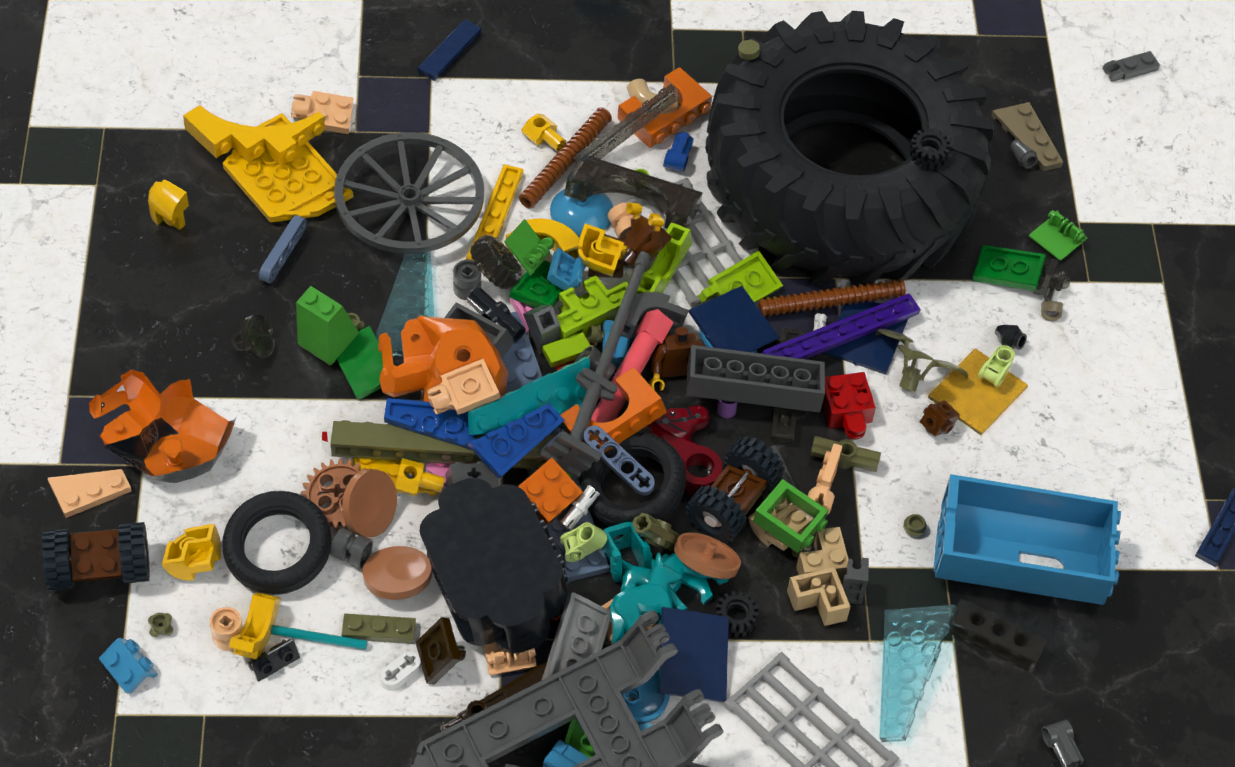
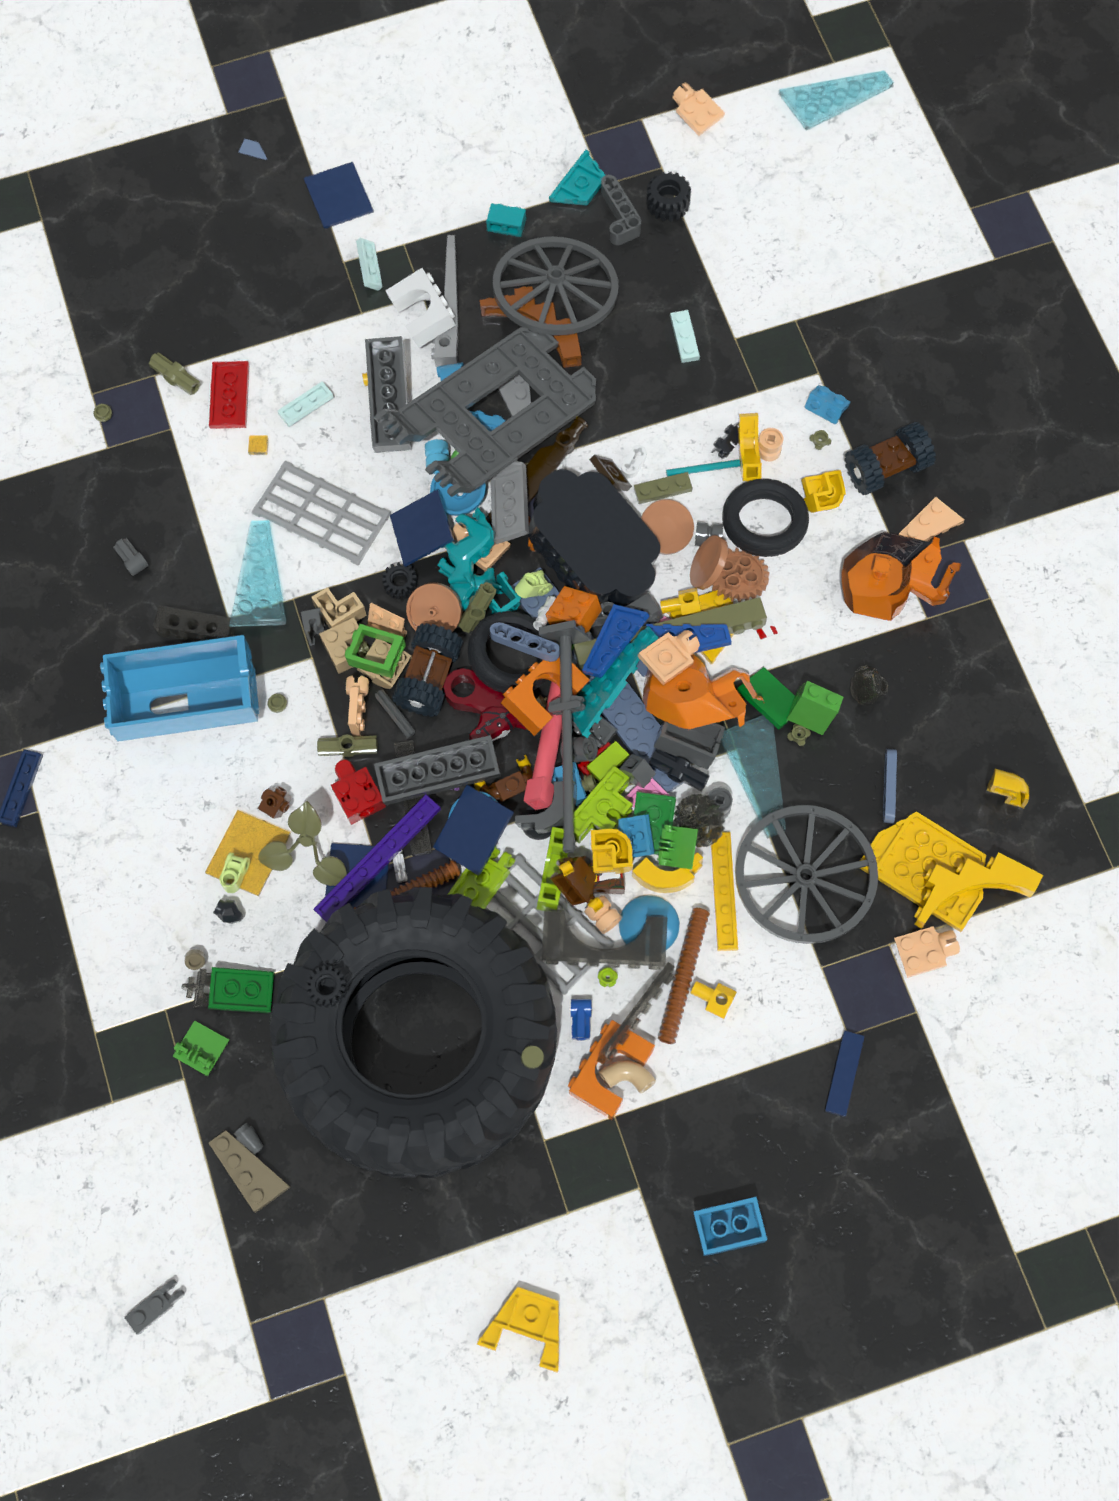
camera: 170 degrees right, 15 degrees up
(761, 558) = (386, 621): none -> light nougat hinge

